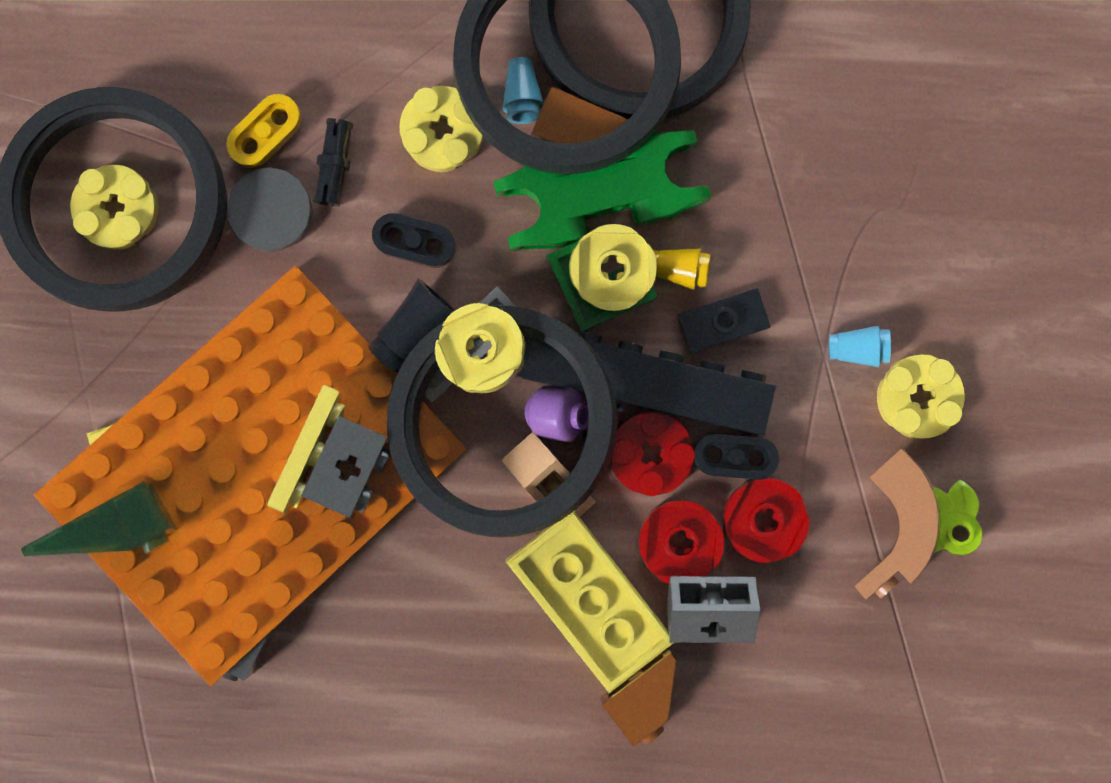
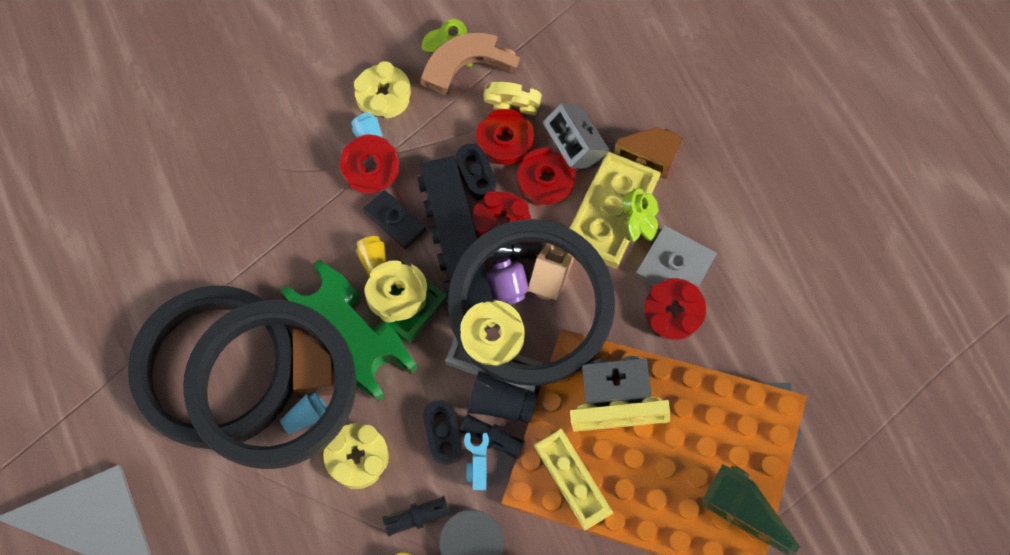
camera: 115 degrees left, 20 degrees down
(268, 356) = (573, 479): none -> light yellow tile
(344, 256) = (477, 471): none -> medium azure plate
(377, 295) = (497, 438): none -> black pin
(421, 624) = (662, 296): none -> red plate
(476, 639) = (675, 257): none -> light grey plate
(564, 632) = (641, 214): none -> lime plate
(802, 564) = (510, 96): none -> light yellow plate
(819, 346) = (356, 173): none -> red plate

